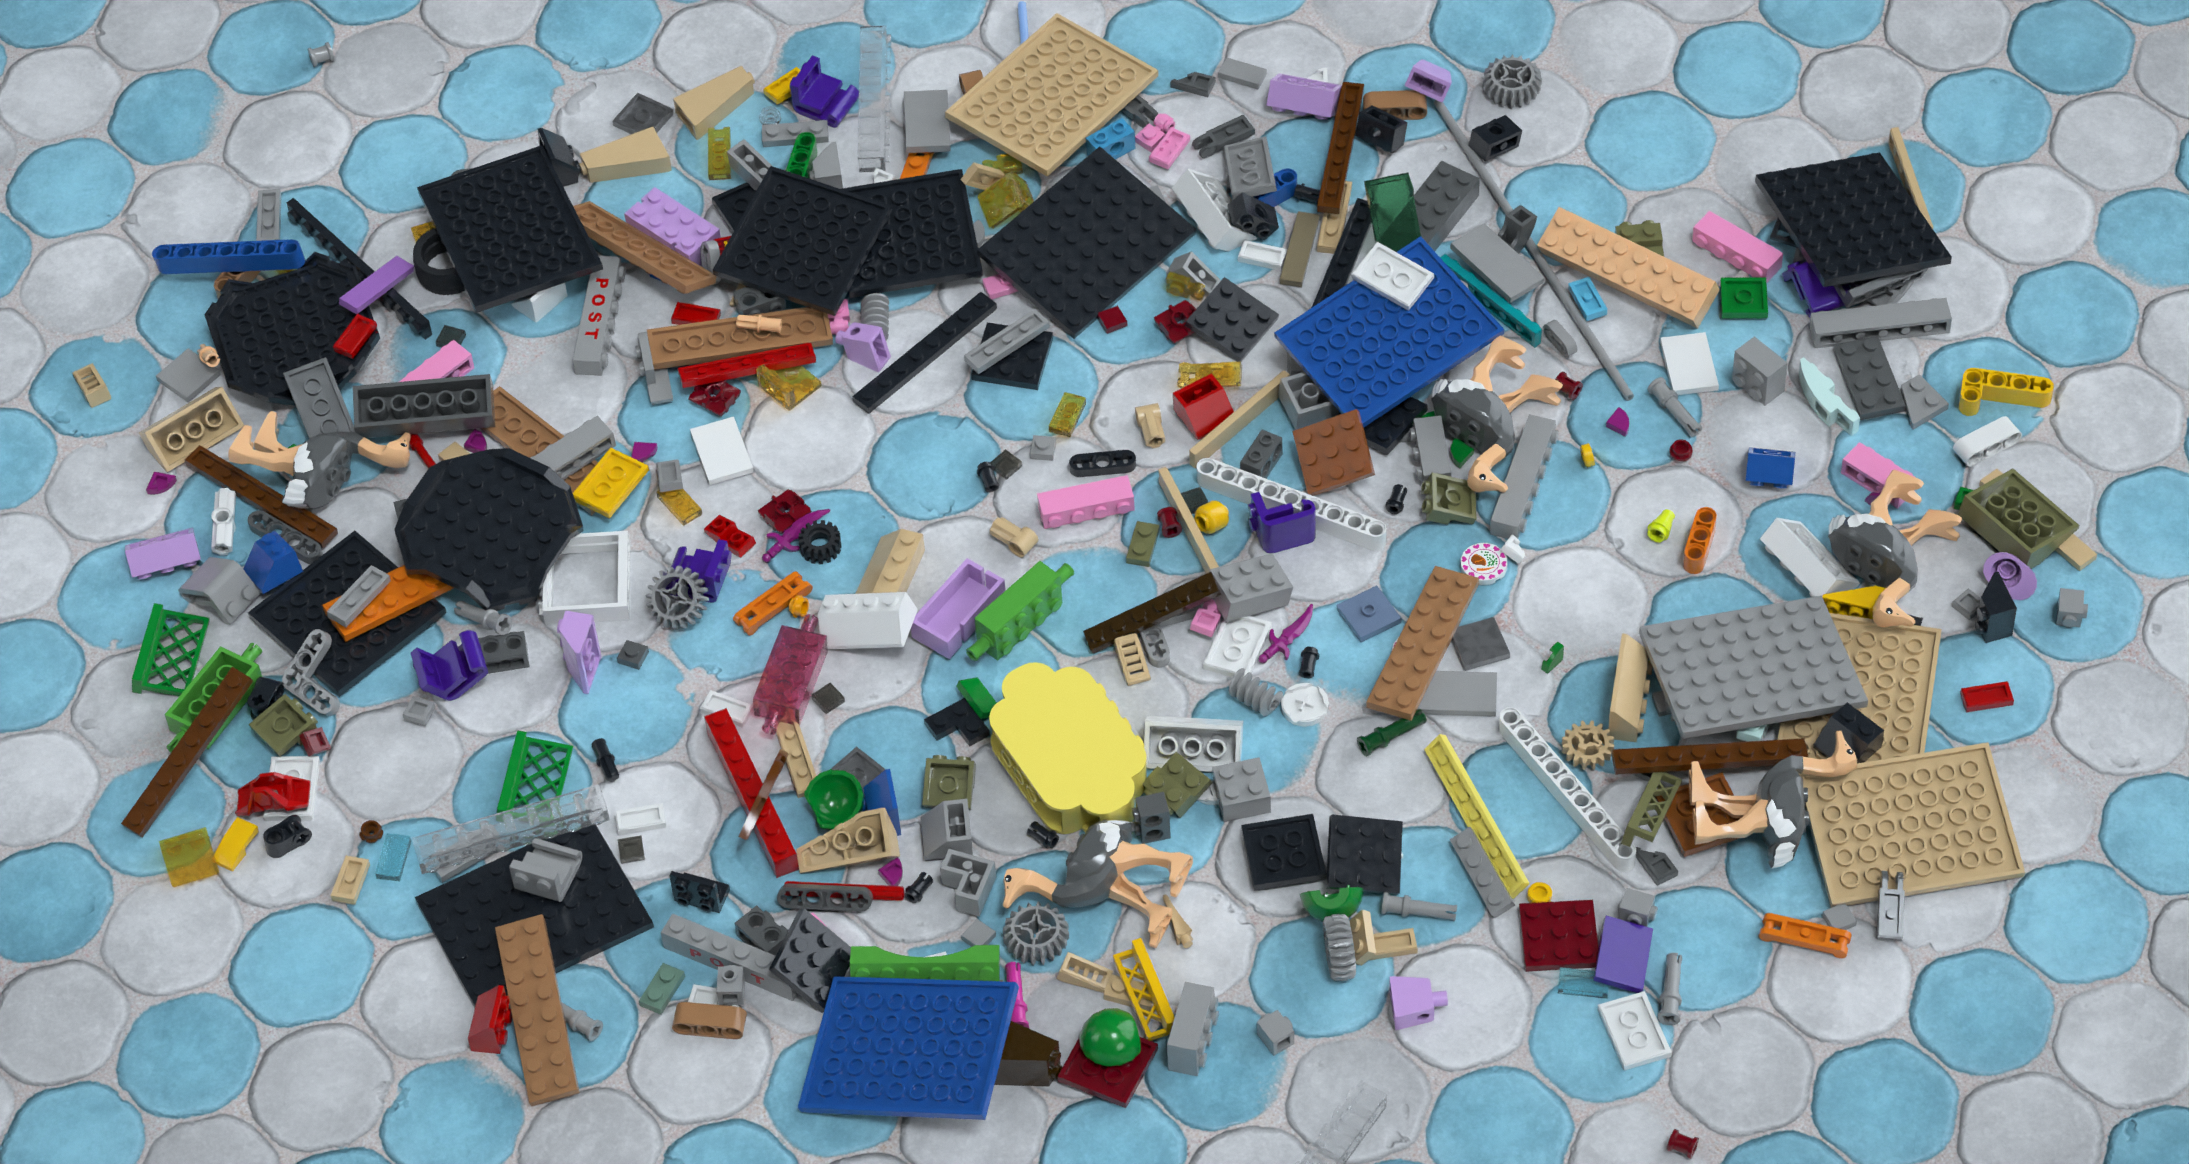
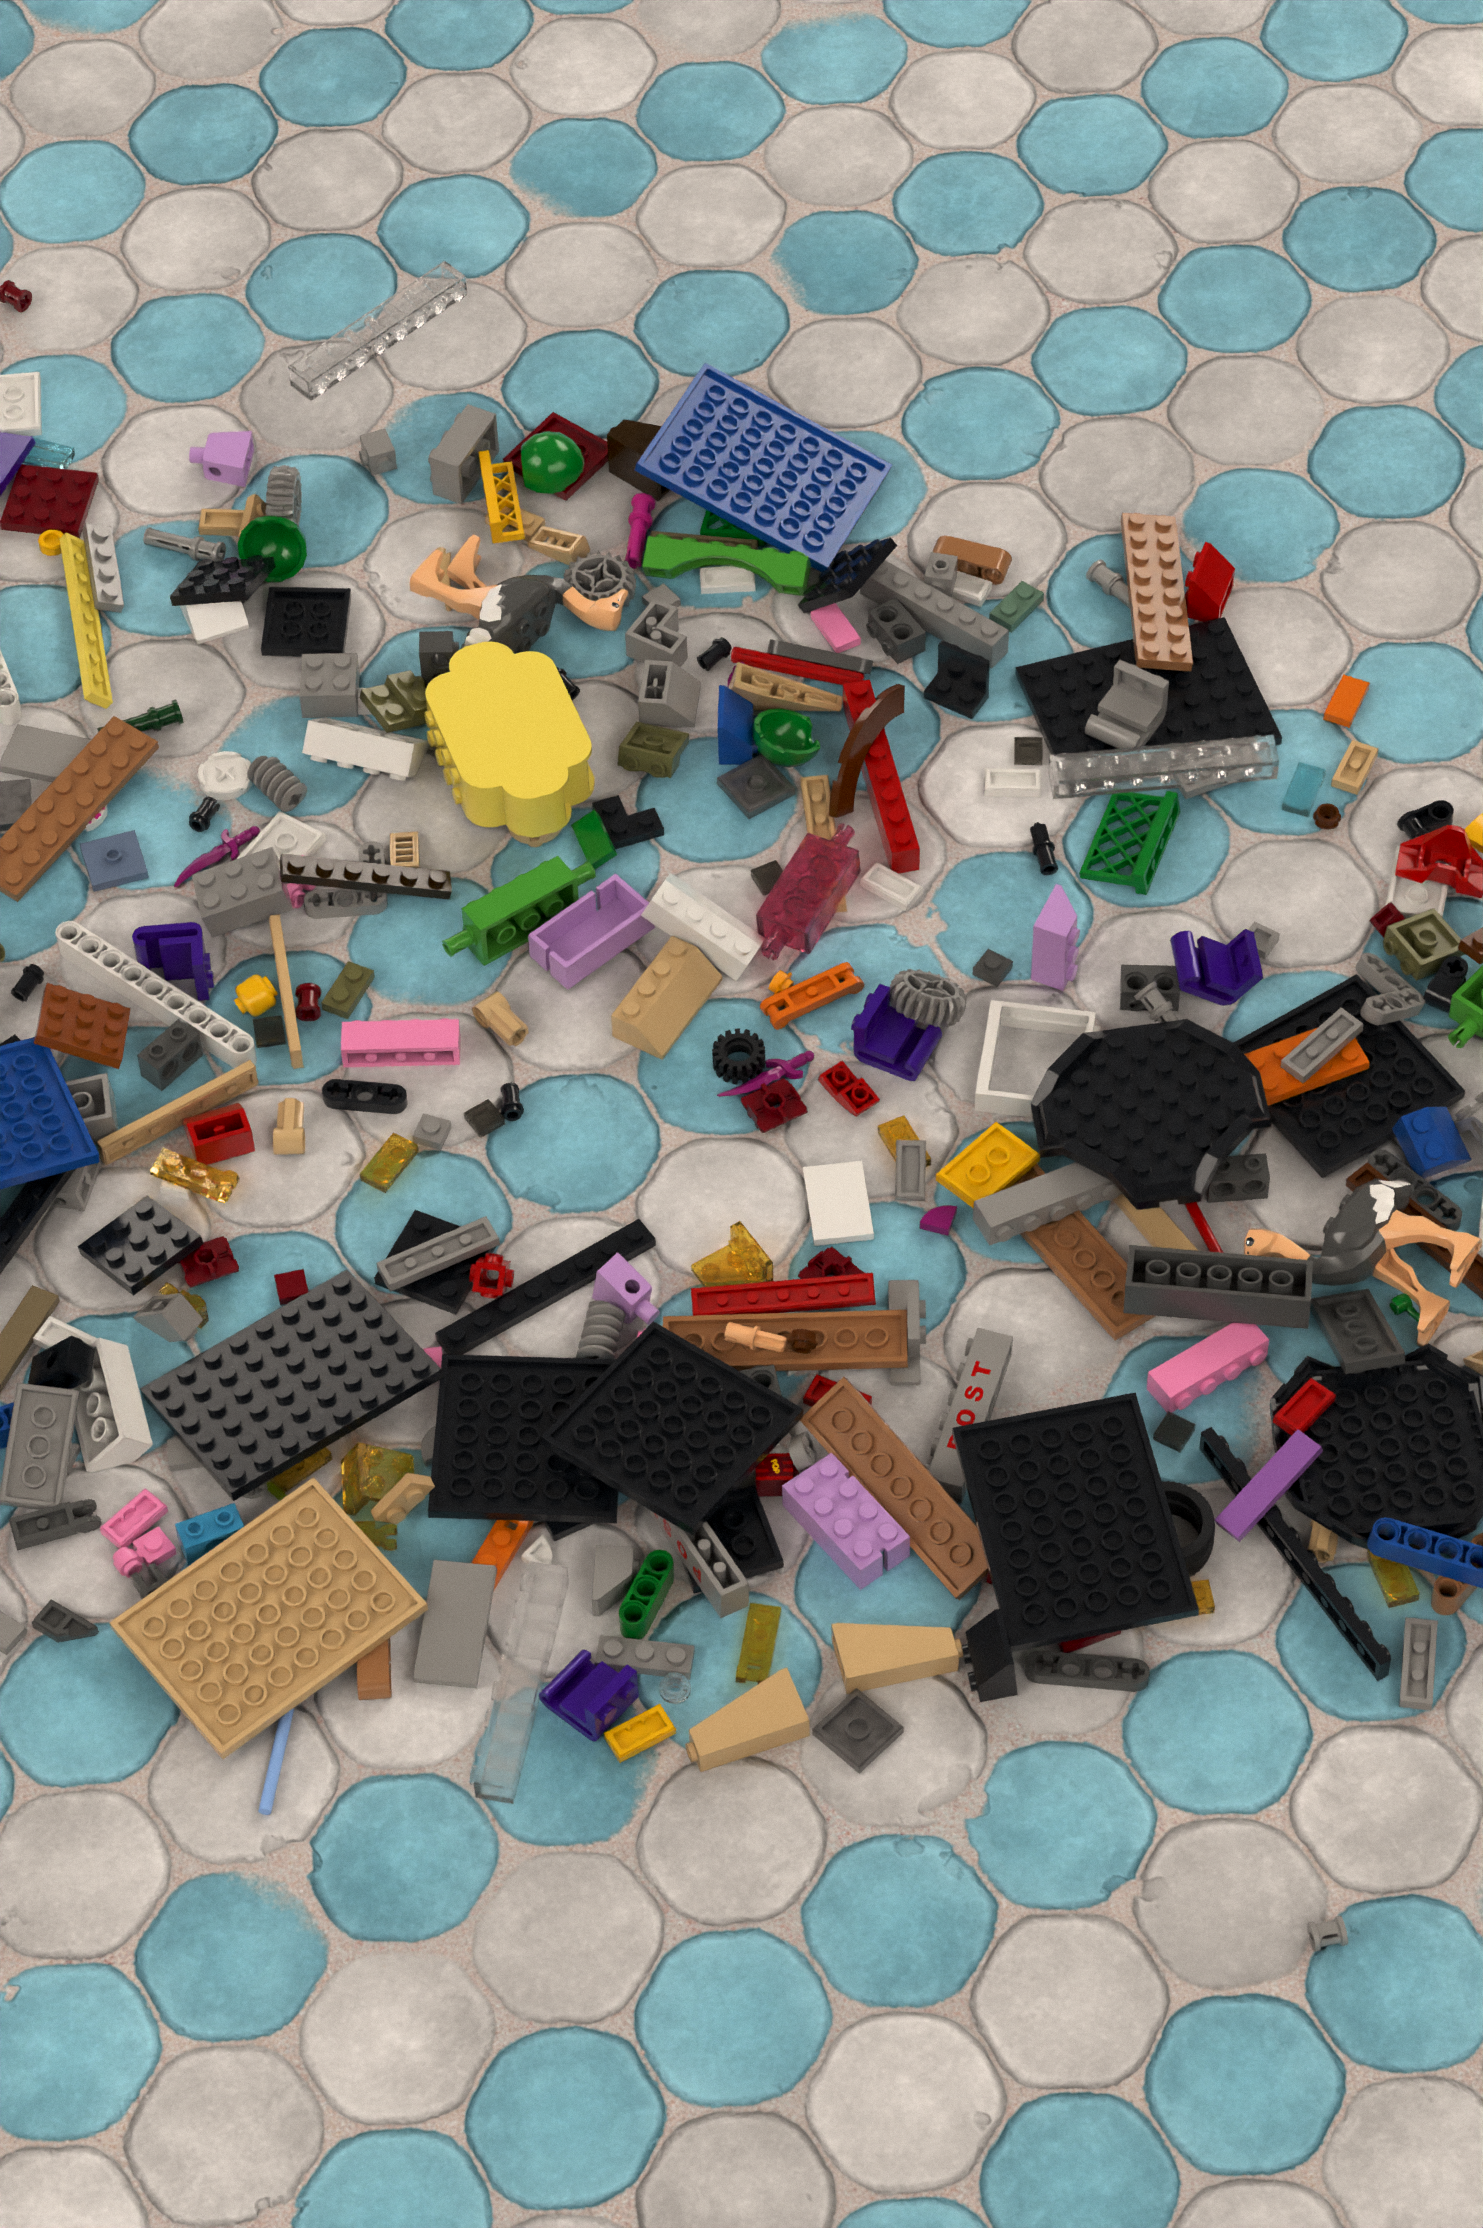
camera: 170 degrees left, 0 degrees up
(361, 947) = (1346, 701): none -> orange tile
(723, 329) = (802, 1341): none -> reddish brown plate
(963, 331) = (484, 1283): none -> red brick

